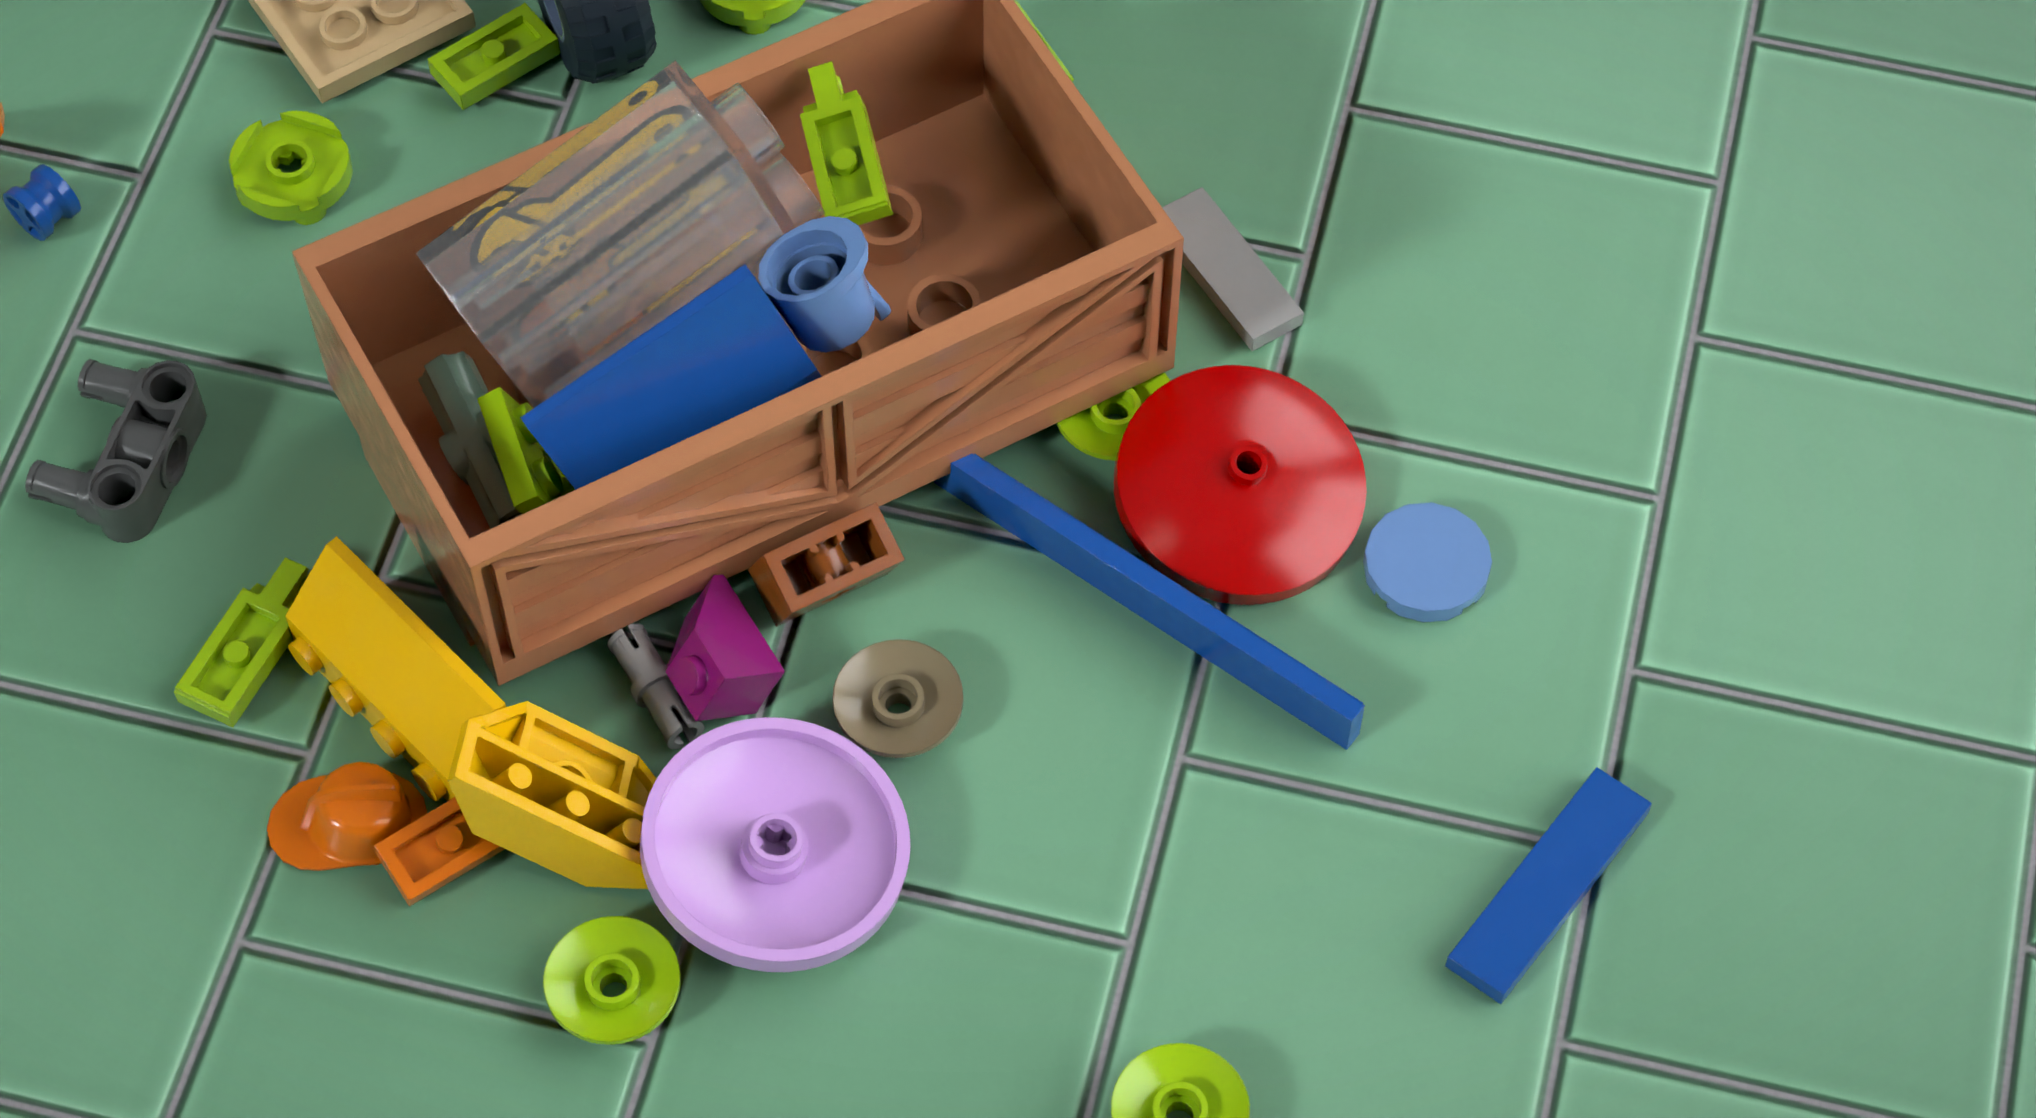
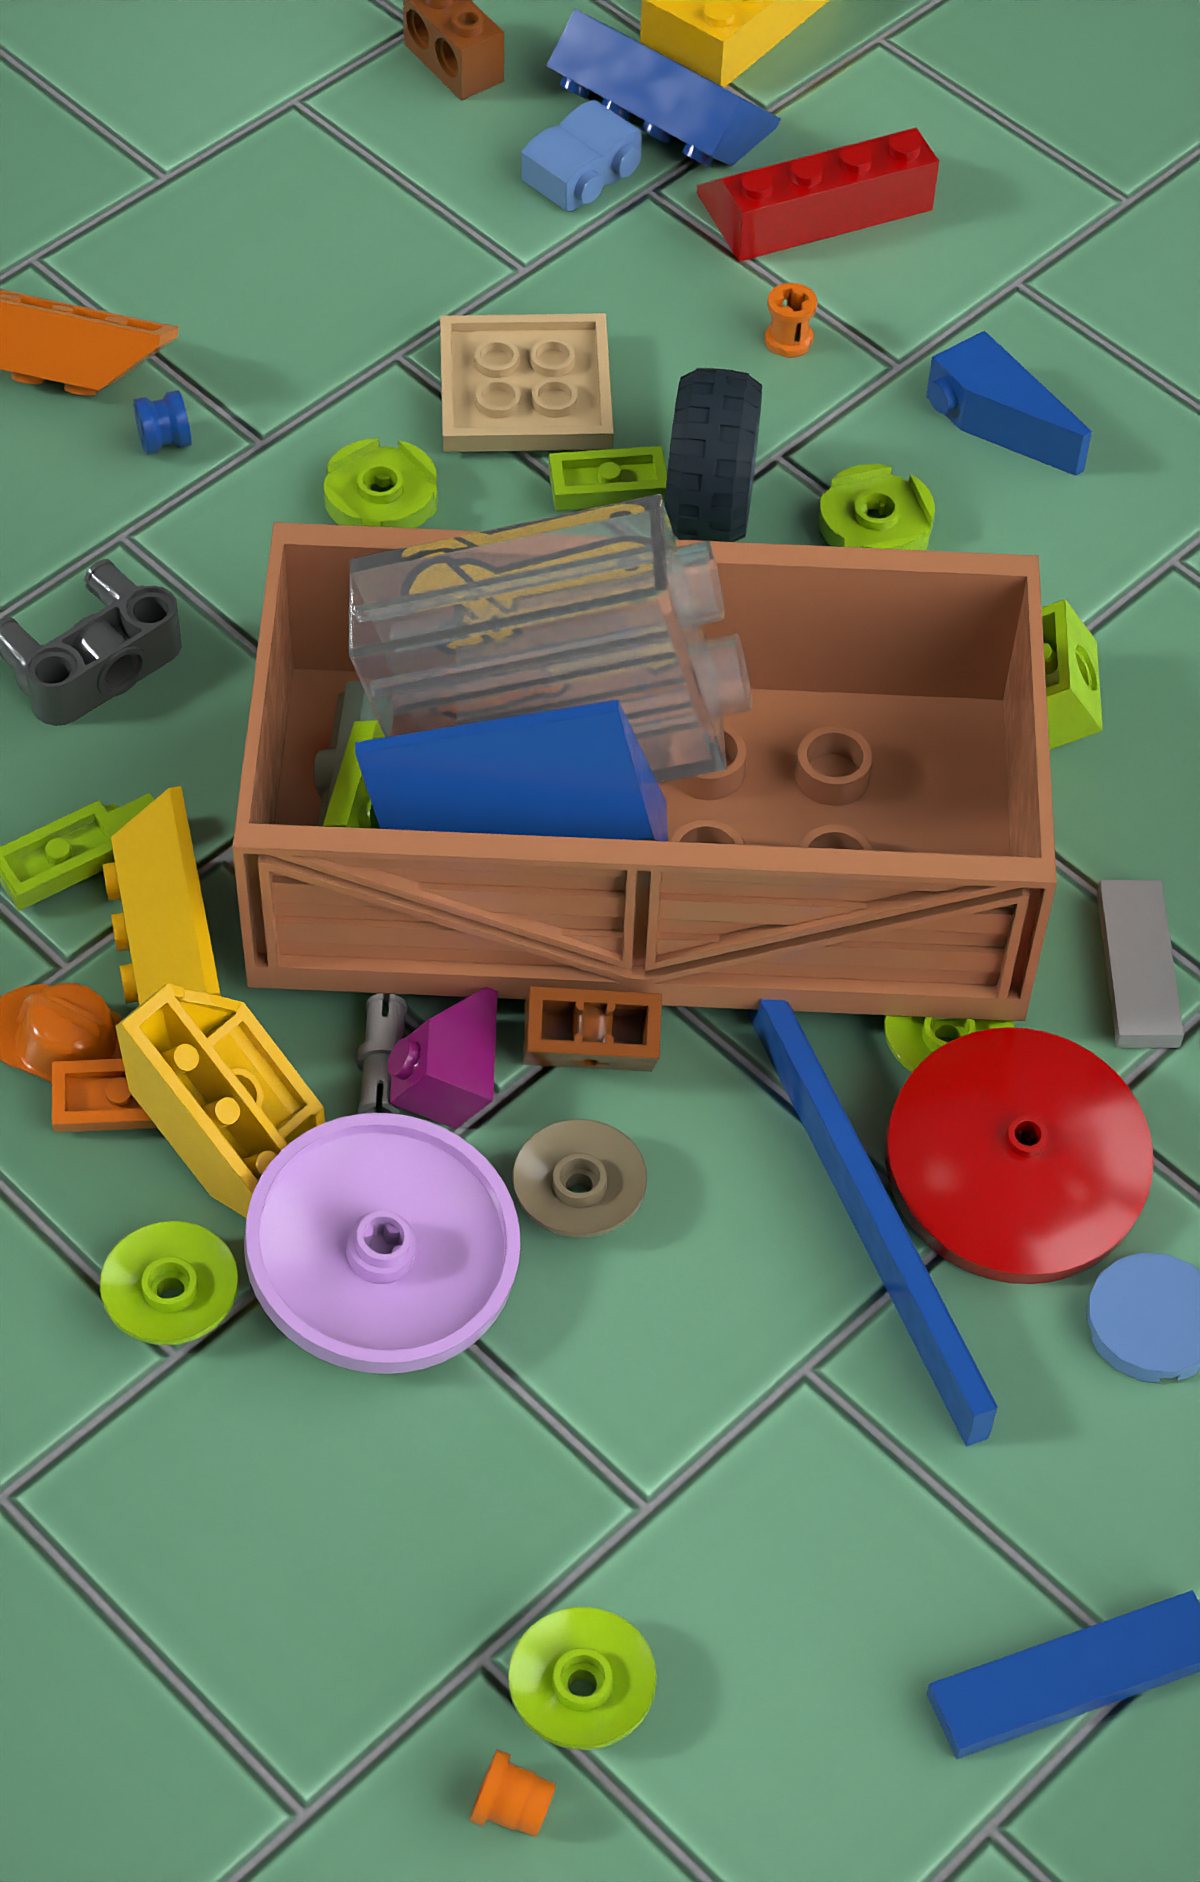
camera: 30 degrees right, 5 degrees down
(821, 284) = (698, 765): medium blue hat -> none
(843, 151) = (804, 668): lime hinge -> none

